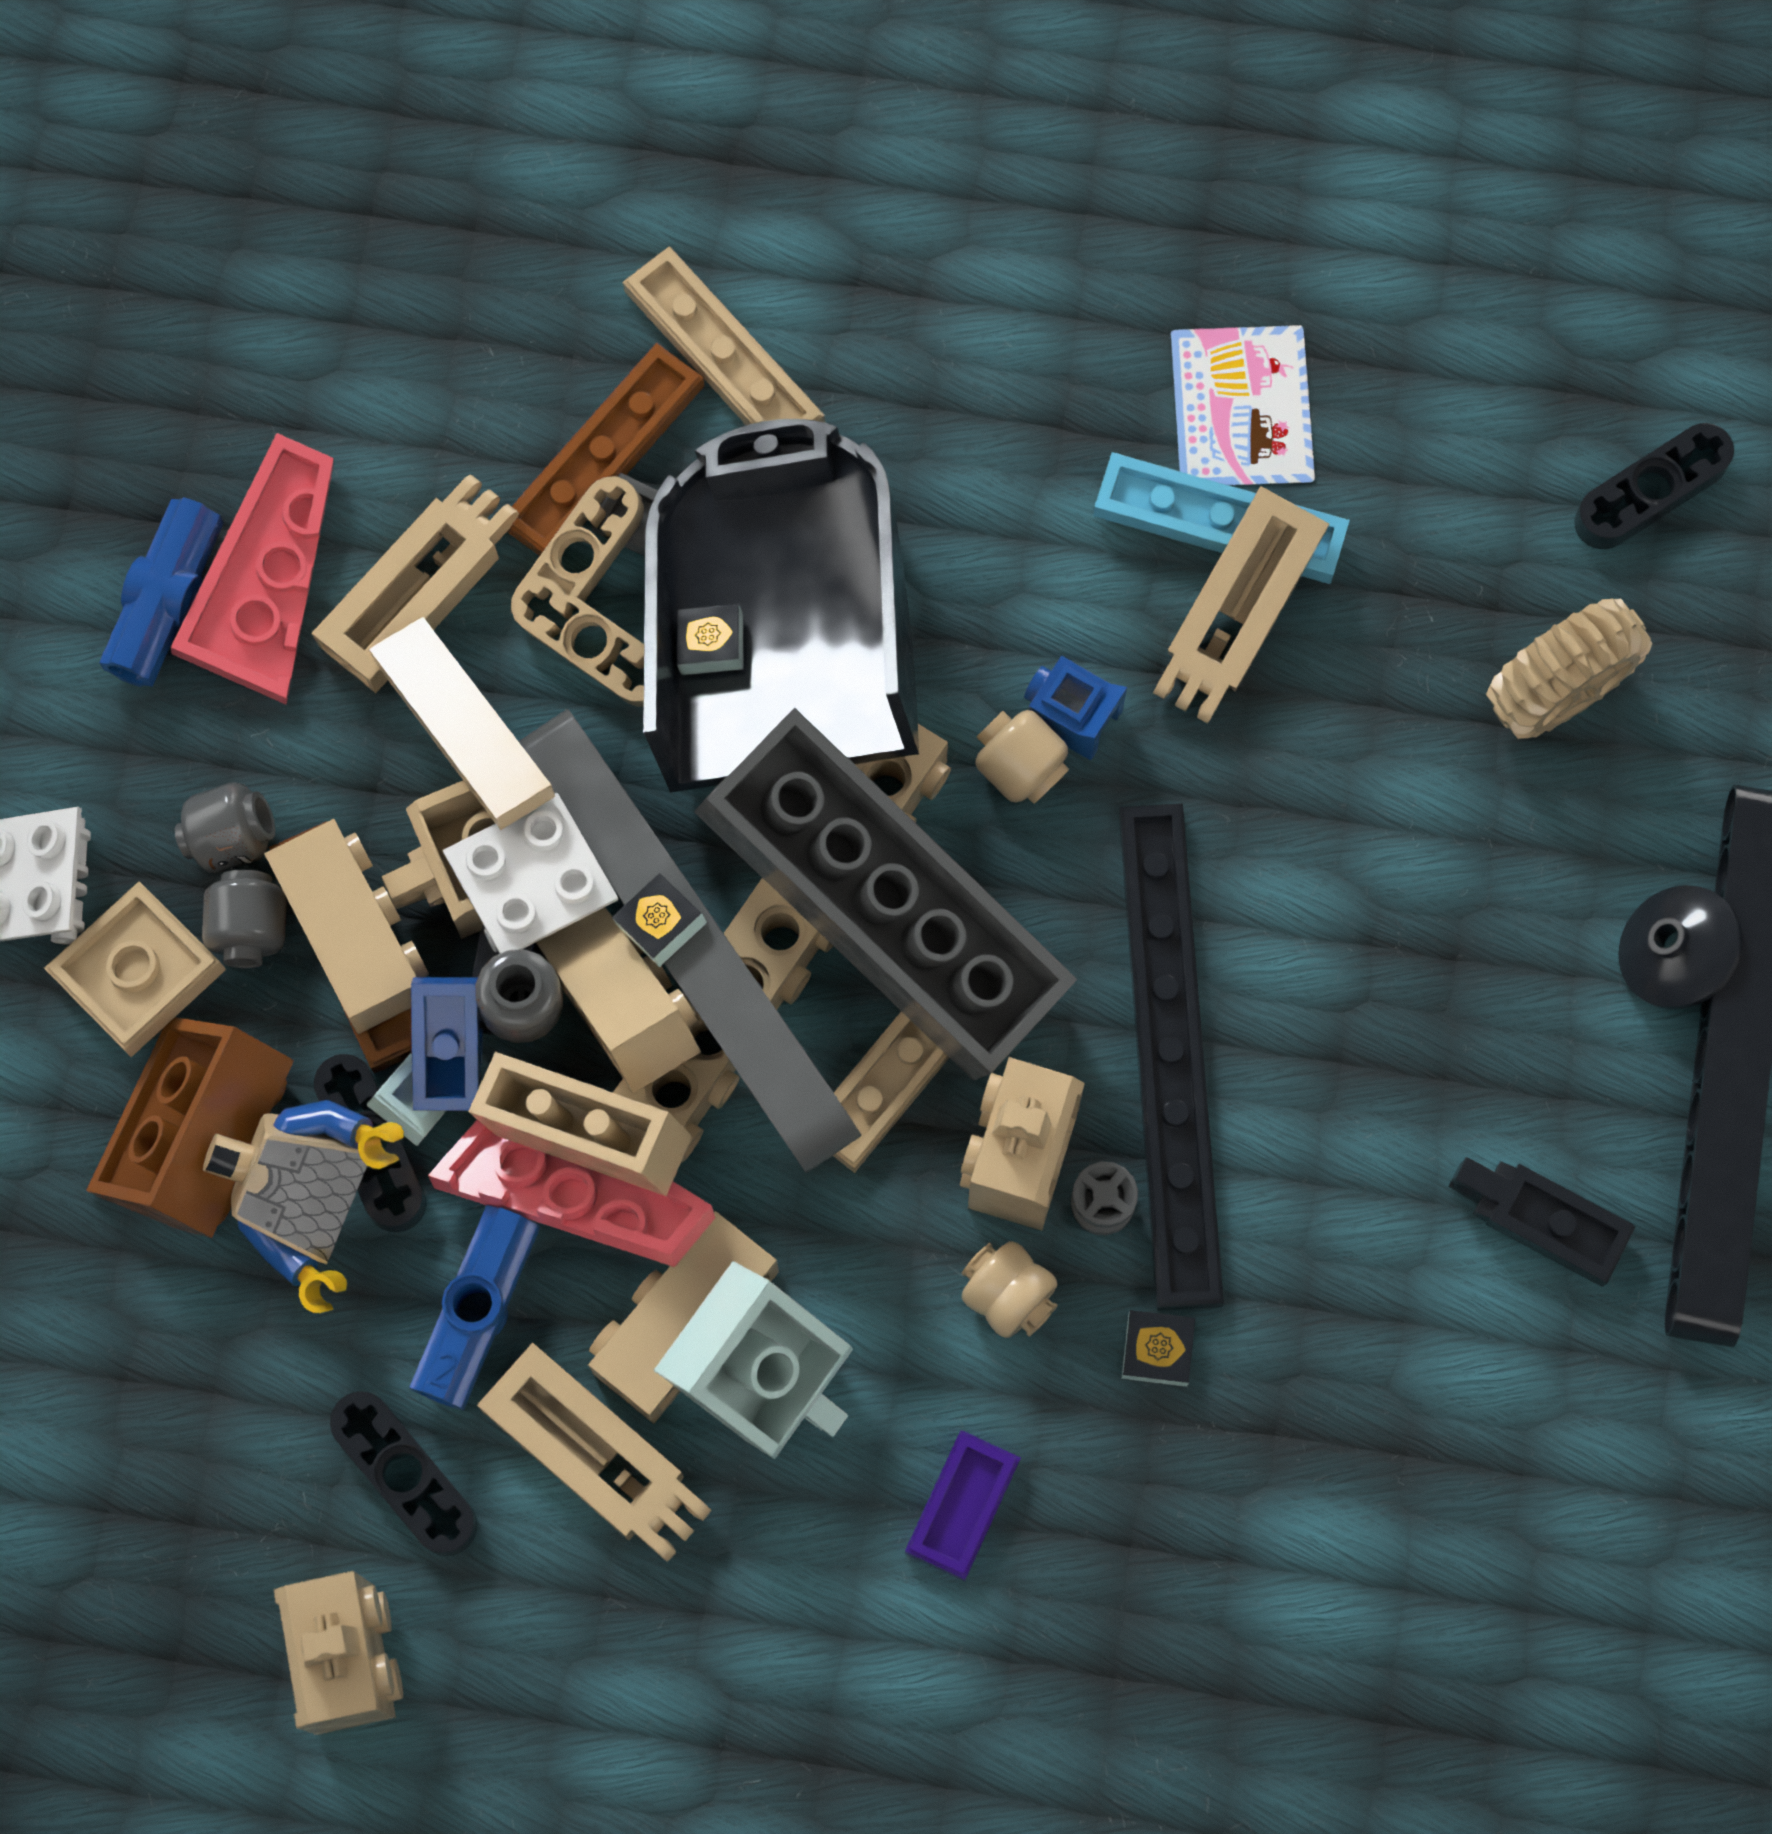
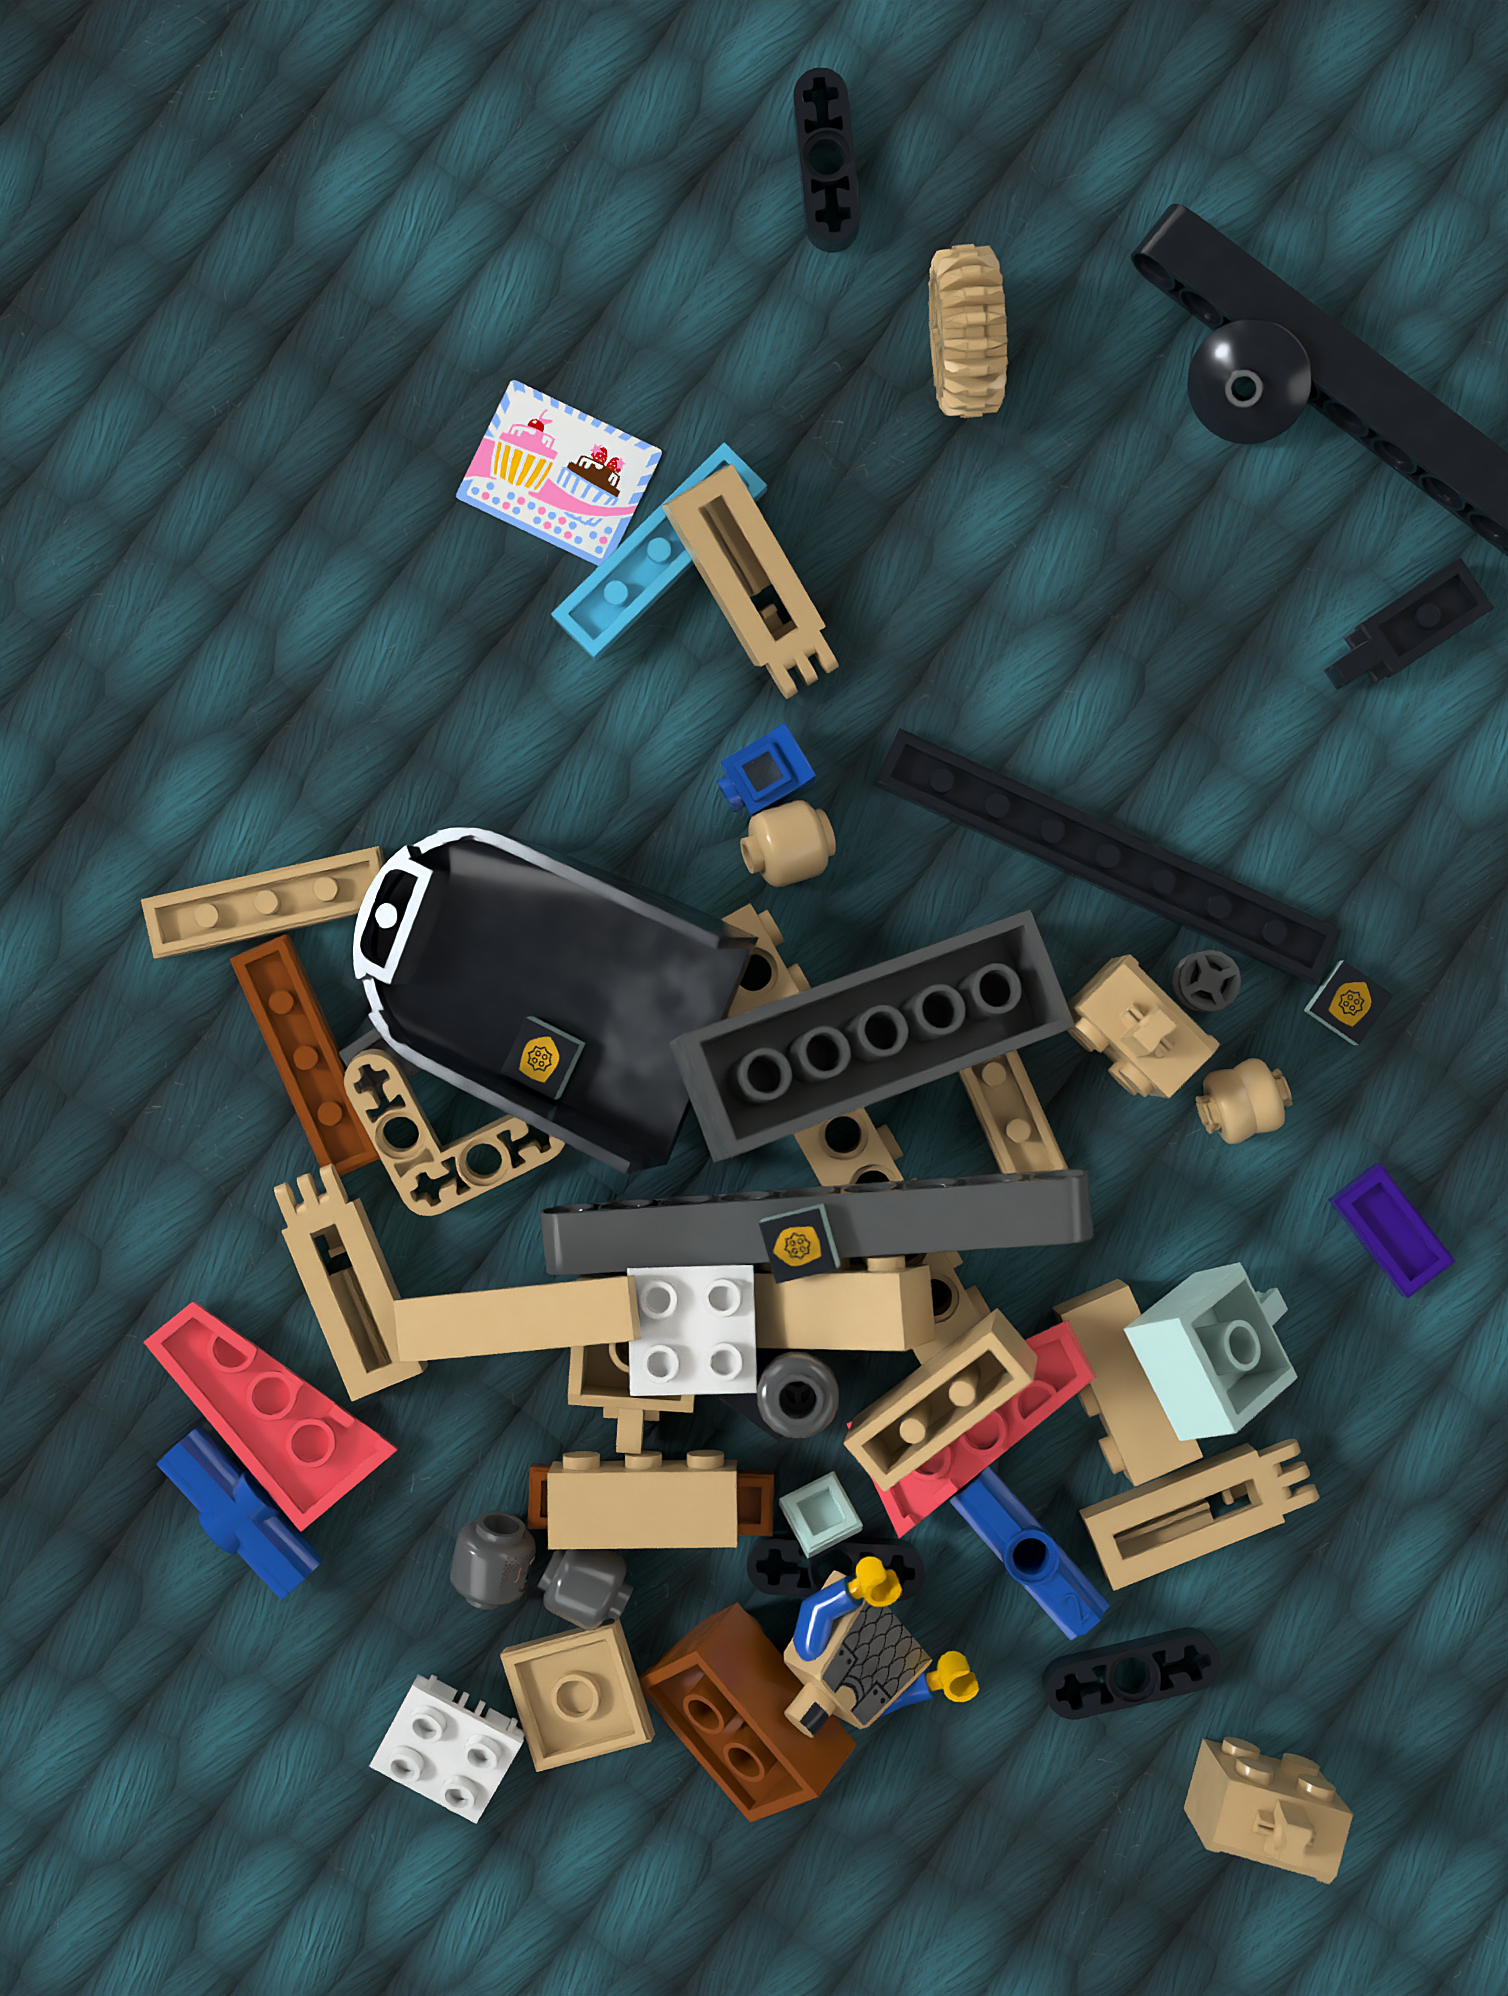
camera: 65 degrees left, 15 degrees up
(445, 1043) = (800, 1473): blue slope -> none

